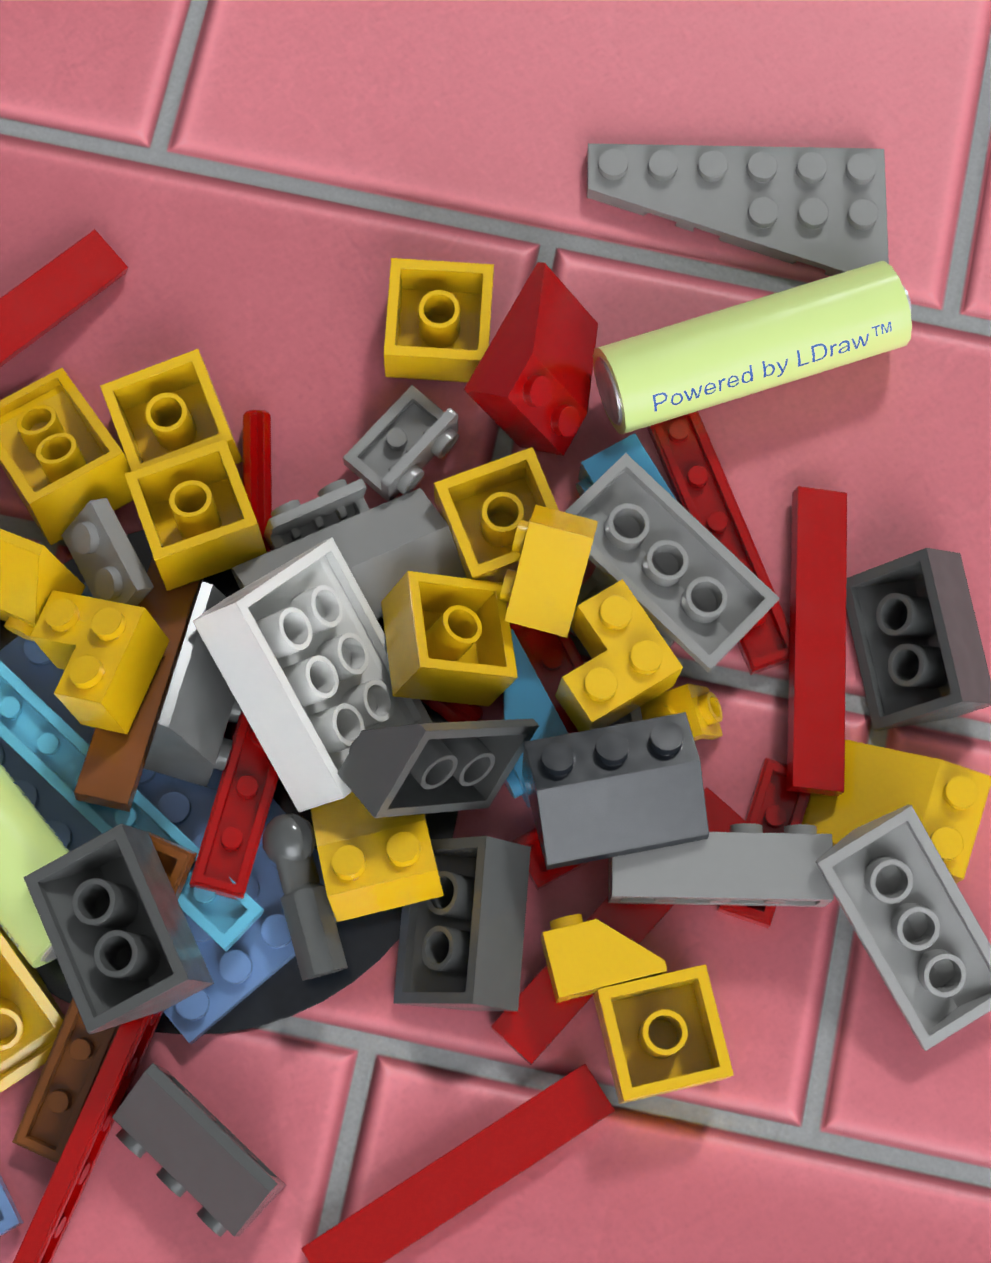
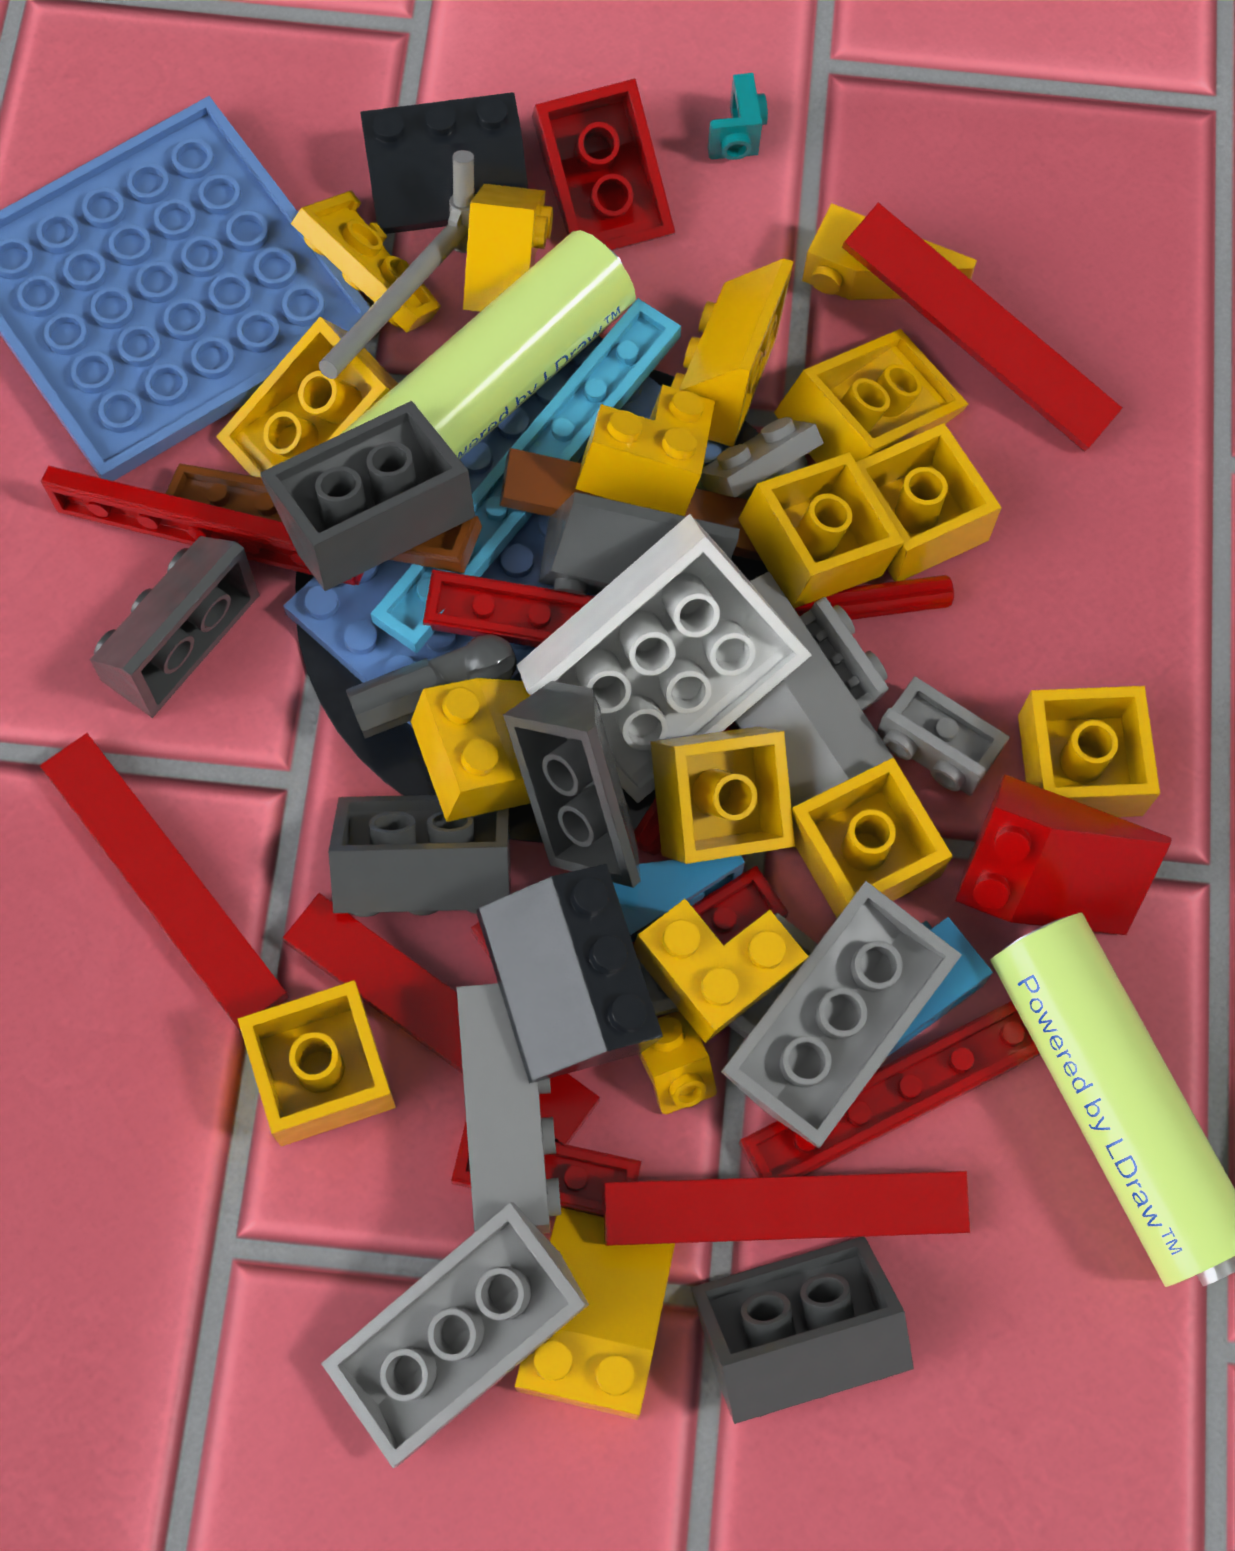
camera: 85 degrees right, 5 degrees down
(549, 570) = (808, 877): yellow brick -> none
(593, 957) = (393, 981): yellow slope -> none

